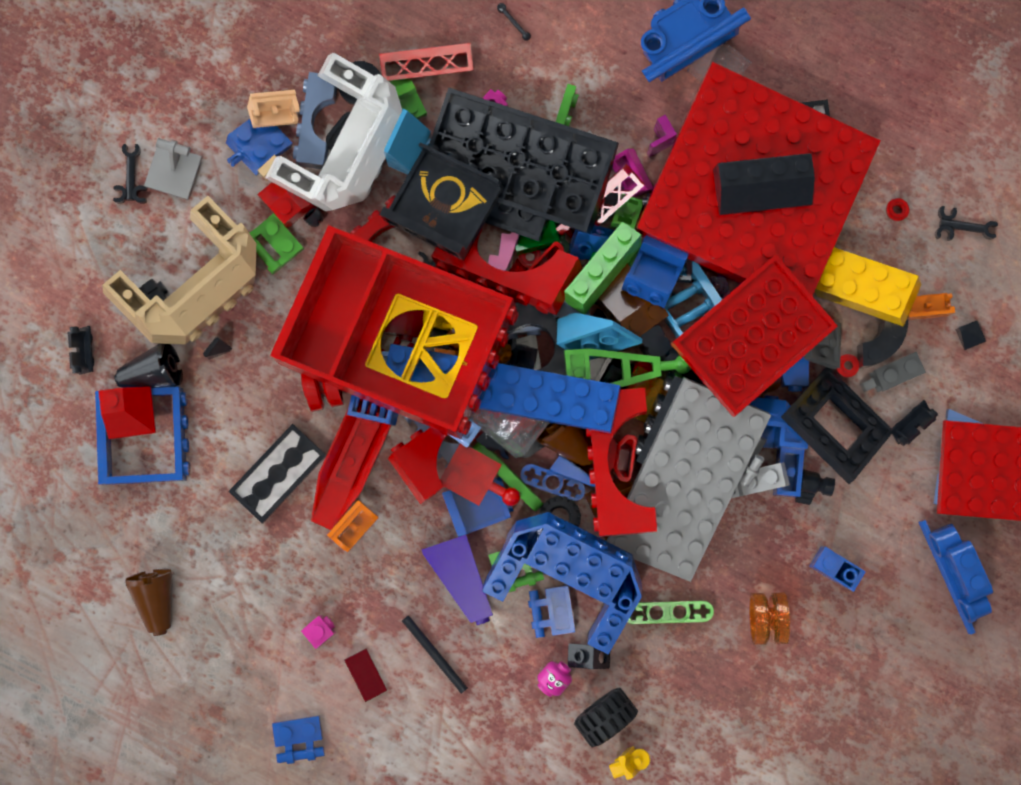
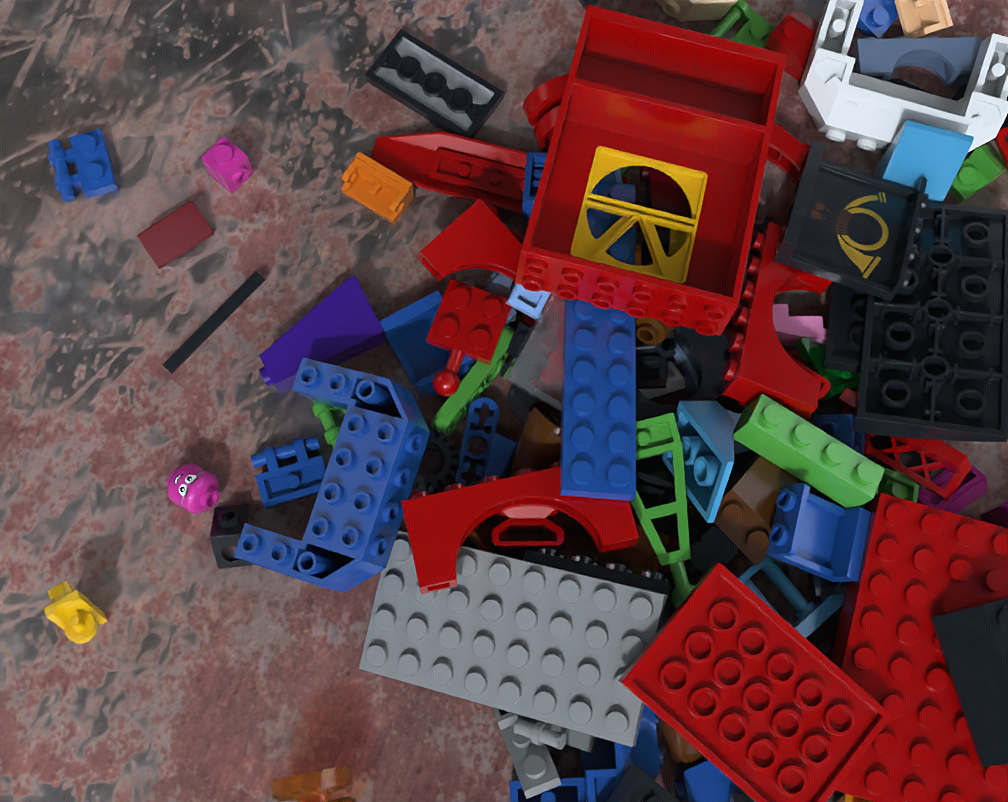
camera: 80 degrees right, 10 degrees down
(313, 216) = (790, 81): black hinge -> none
(606, 717) = (138, 566): black tyre -> none
(667, 616) = (304, 643): bright green beam -> none

